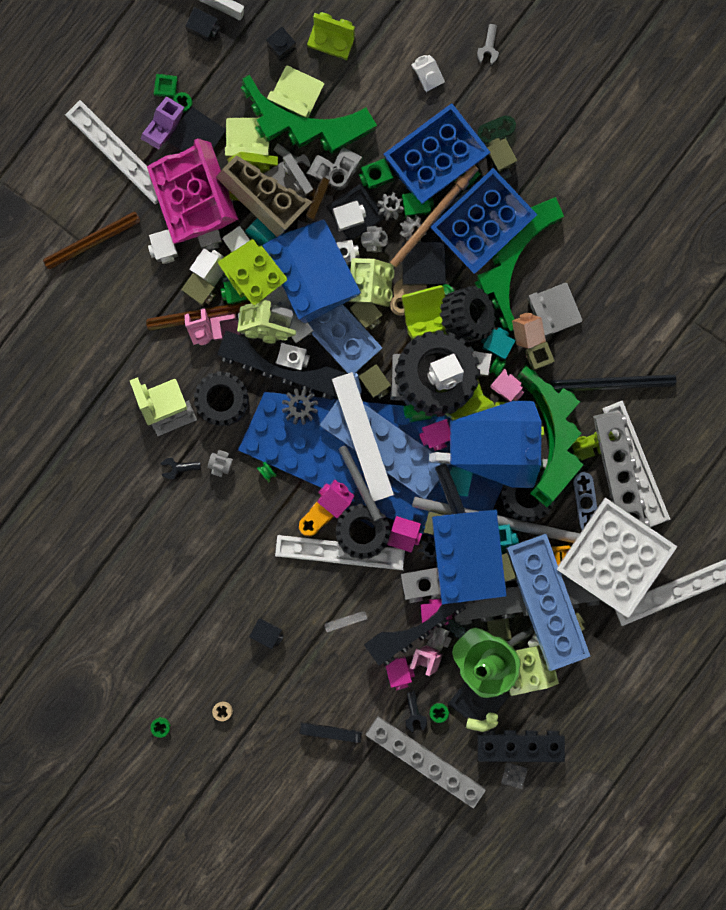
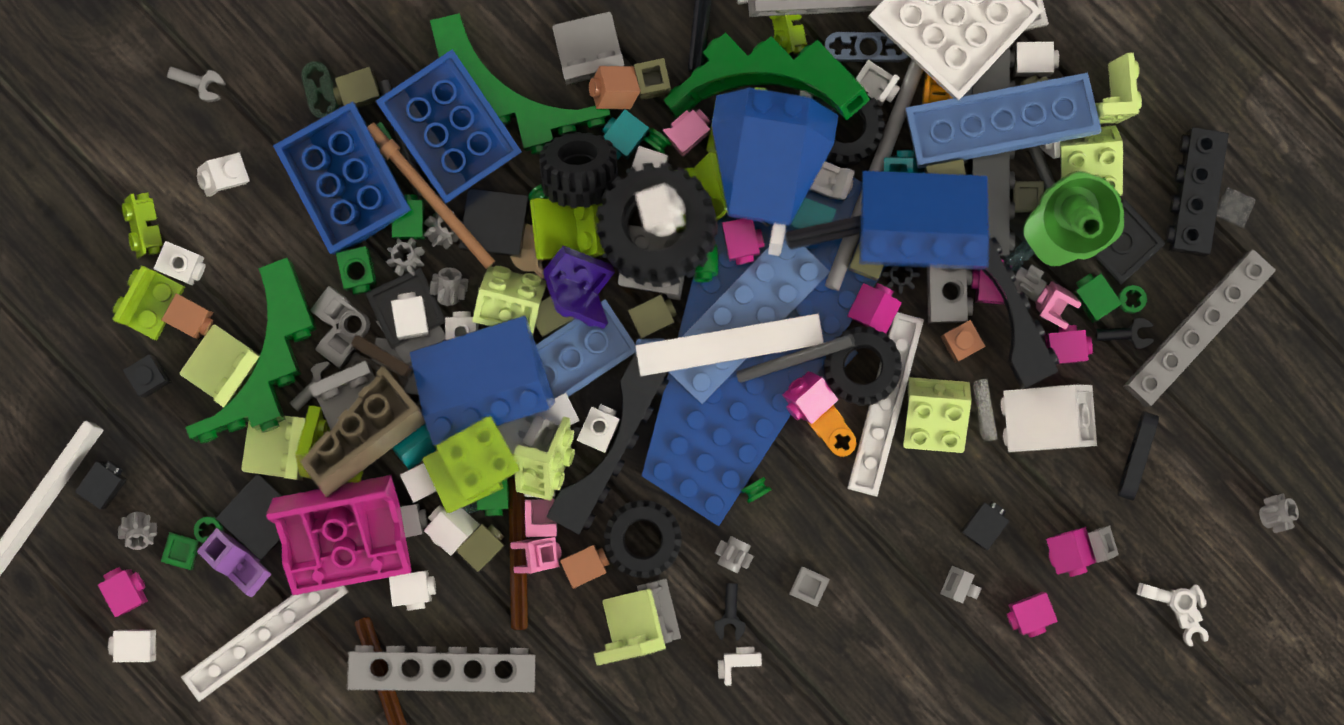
camera: 80 degrees left, 0 degrees up
(96, 64) = (133, 645): none -> white brick
(97, 221) = (520, 680): none -> light grey brick
(132, 51) = (123, 591): none -> dark pink brick
(151, 481) = (743, 657): none -> white bracket
(161, 720) = (1086, 692): green bush -> none
(174, 54) = (137, 530): none -> light grey gear
(197, 362) = (585, 565): none -> nougat brick
(206, 519) = (809, 586): none -> light grey tile
(209, 674) = (1031, 615): none -> dark pink brick
(222, 622) = (959, 585): none -> light grey tile
(229, 711) = (1086, 595): tan bush -> none
(232, 779) = (1184, 604): none -> white piece
(256, 695) = (1071, 552): none -> dark pink brick
(266, 716) = (1103, 544): none -> light grey tile
(305, 836) = (1279, 513): none -> light grey gear
(306, 403) = (675, 438): dark grey gear -> none
(326, 65) = (188, 317): none -> nougat brick
(337, 589) = (937, 415): none -> yellowish green bracket
(347, 667) = (1049, 418): none -> white slope
(361, 53) = (180, 263): none -> white brick
(387, 325) = (575, 284): none -> dark purple bracket
(391, 19) = (137, 214): none -> lime hinge
(391, 598) = (962, 341): none -> nougat brick
(436, 687) = (1096, 296): none -> green brick
(484, 725) = (1160, 238): yellowish green arm -> none
(487, 491) = (833, 181): none -> white bracket
(561, 512) = (878, 83): none -> white bracket
(576, 686) = (1124, 98): none -> yellowish green bracket
(595, 620) = (1035, 59): none -> white brick

